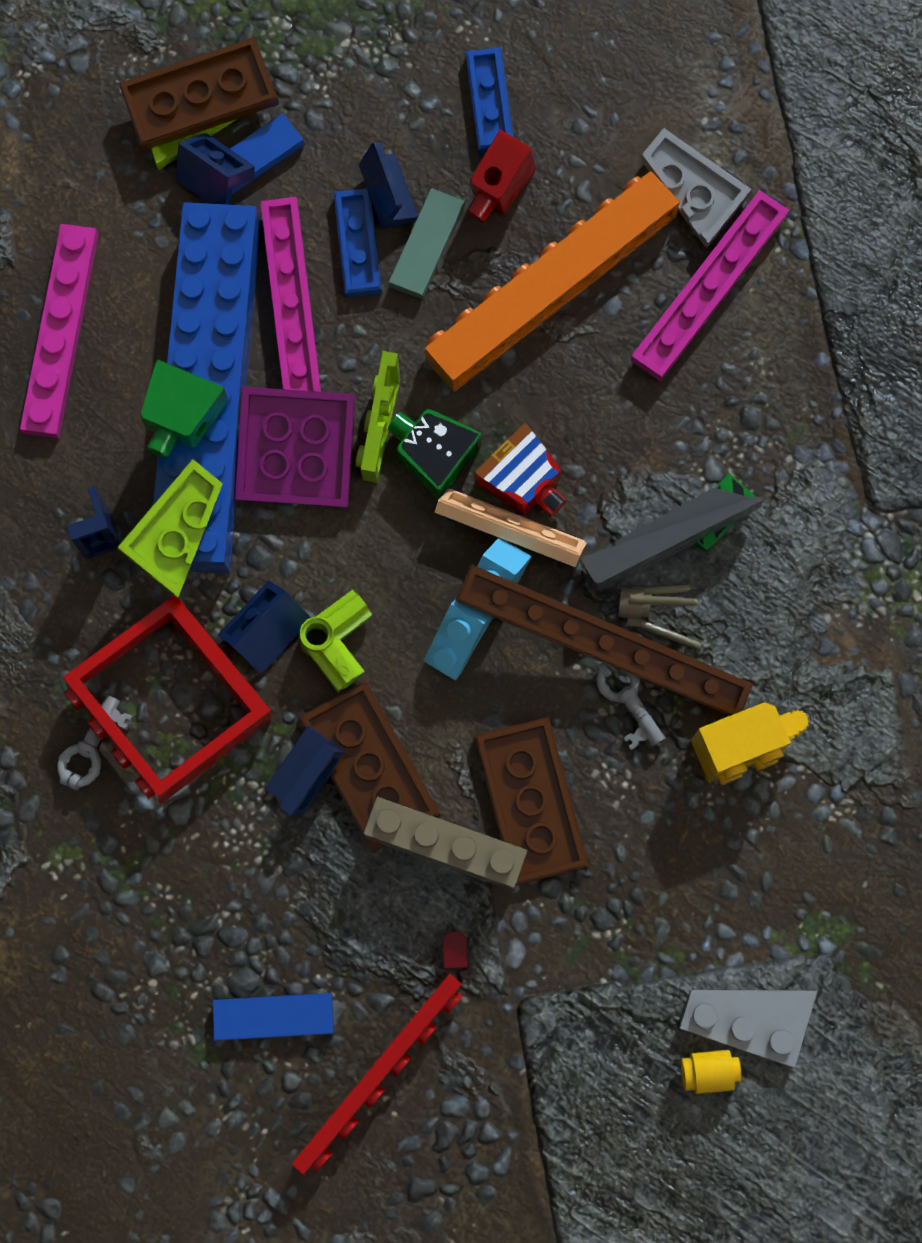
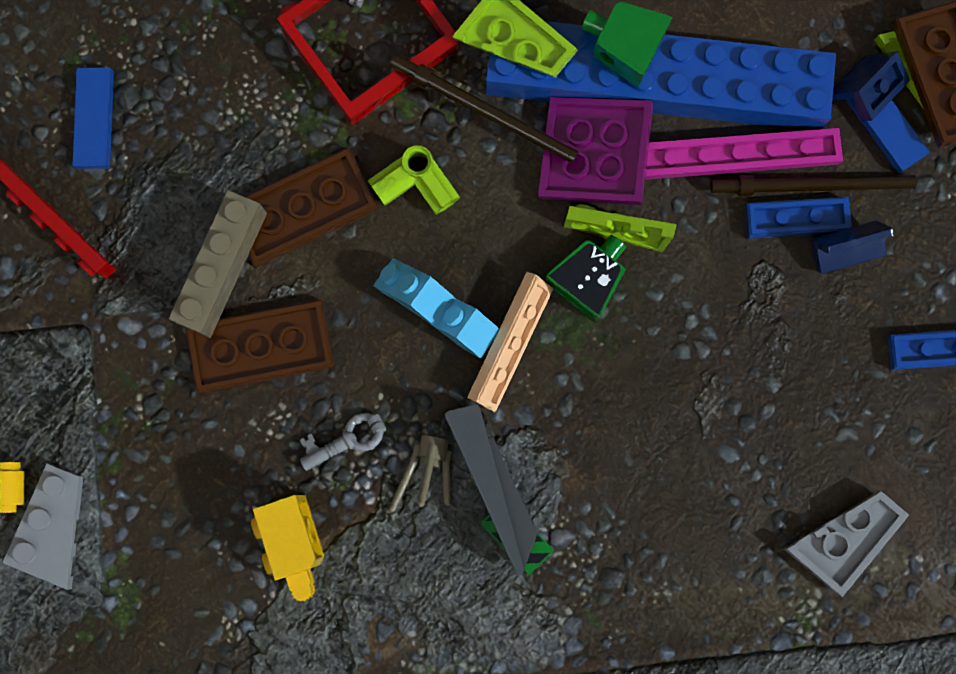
camera: 90 degrees right, 5 degrees up
(221, 628) = (425, 77): none -> dark brown bar
(264, 626) = (432, 121): dark blue panel -> none
(304, 771) = (297, 149): dark blue panel -> none
(324, 291) = (747, 185): none -> dark brown bar
(427, 243) = (795, 281): sand green tile -> none
(455, 950) = (134, 273): dark red piece -> none
(500, 176) = (870, 353): red torso -> none
(522, 474) = (561, 356): torso -> none
(551, 280) = (755, 398): orange brick -> none
(603, 641) = (392, 417): reddish brown tile -> none
(709, 285) = (745, 549): dark pink plate -> none

